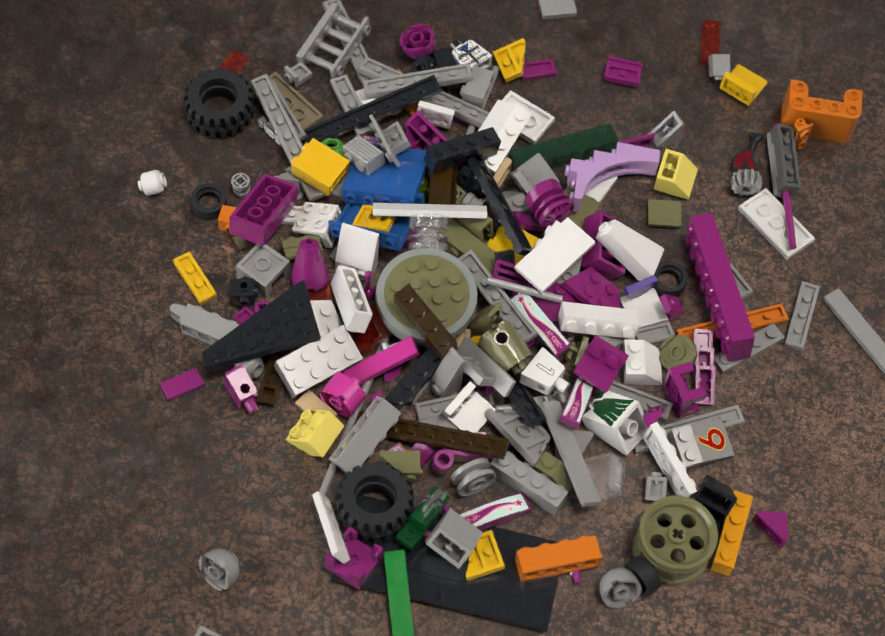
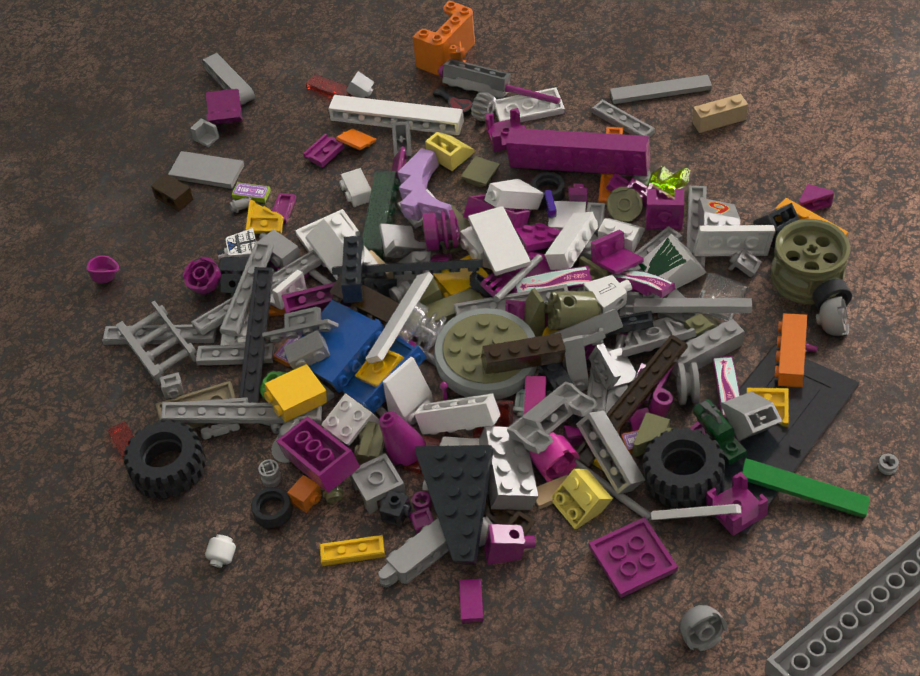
camera: 55 degrees left, 10 degrees down
(272, 494) = (633, 557): none -> magenta plate
(371, 368) = (548, 414): none -> light grey bracket
(484, 300) = (516, 307): none -> magenta tile
(520, 32) = (239, 204): none -> light grey pin
(543, 36) = (256, 192): none -> tile
(588, 116) = (356, 187): none -> white brick
(651, 92) = (356, 139): none -> orange piece
(653, 414) = (684, 232): magenta slope -> none
(700, 113) = (384, 113): none -> white brick
(729, 215) = (499, 131): none -> magenta panel
(729, 382) = (668, 181): none -> clear neon green brick
(742, 84) = (387, 80): yellow bracket -> none
(854, 401) = (720, 113): none -> tan brick

